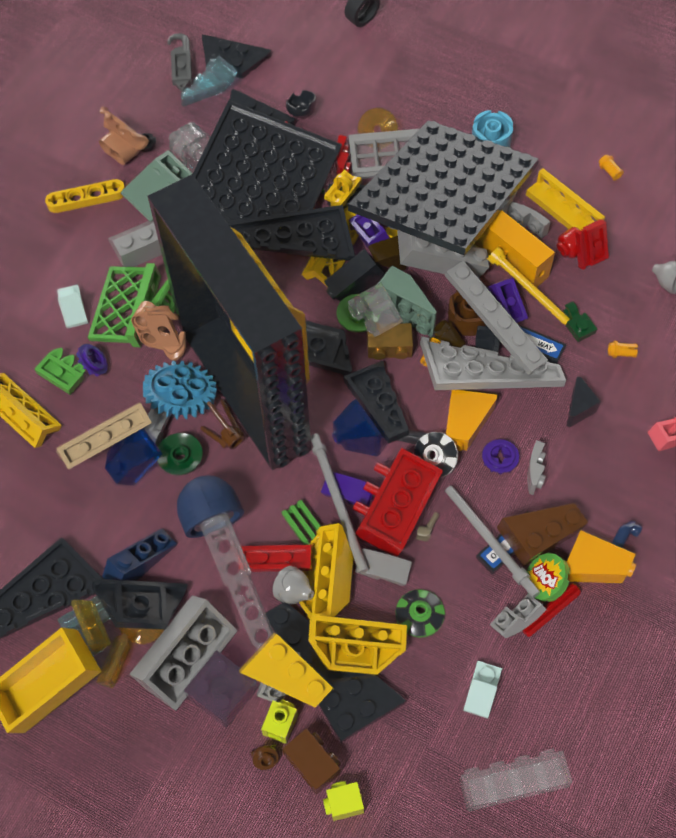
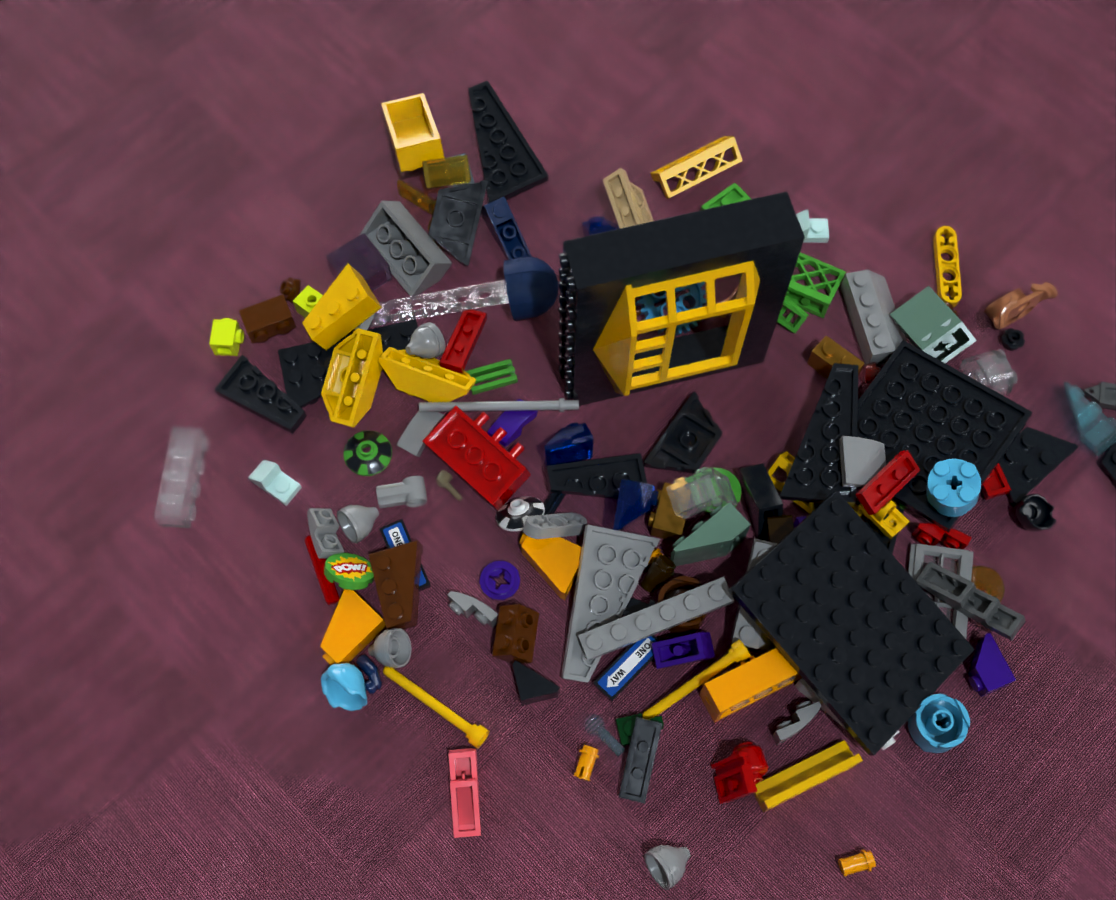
camera: 105 degrees right, 5 degrees up
(306, 206) = (860, 460): none -> light grey slope
(311, 139) = (958, 474): none -> medium azure brick
(319, 184) = (888, 482): none -> red plate
(392, 126) = (970, 601): none -> dark grey slope
(397, 745) = (259, 395): none -> black wing
(401, 362) = (634, 502): none -> clear blue slope
(436, 110) = (989, 668): none -> dark purple slope
(443, 424) = (554, 525): none -> light grey beam
(449, 556) = (408, 492): none -> light grey piece
(496, 590) = (357, 521): none -> light grey helmet
(519, 574) = (361, 546): light grey bar -> none
(546, 423) = (516, 634): none -> reddish brown brick
(589, 354) = (595, 726): none -> clear light blue bar
(601, 520) = (392, 648): none -> light grey helmet
(604, 311) = (640, 760): none -> black tile
(638, 433) = (474, 733): none -> yellow piece
(648, 545) = (344, 687): none -> medium azure hair

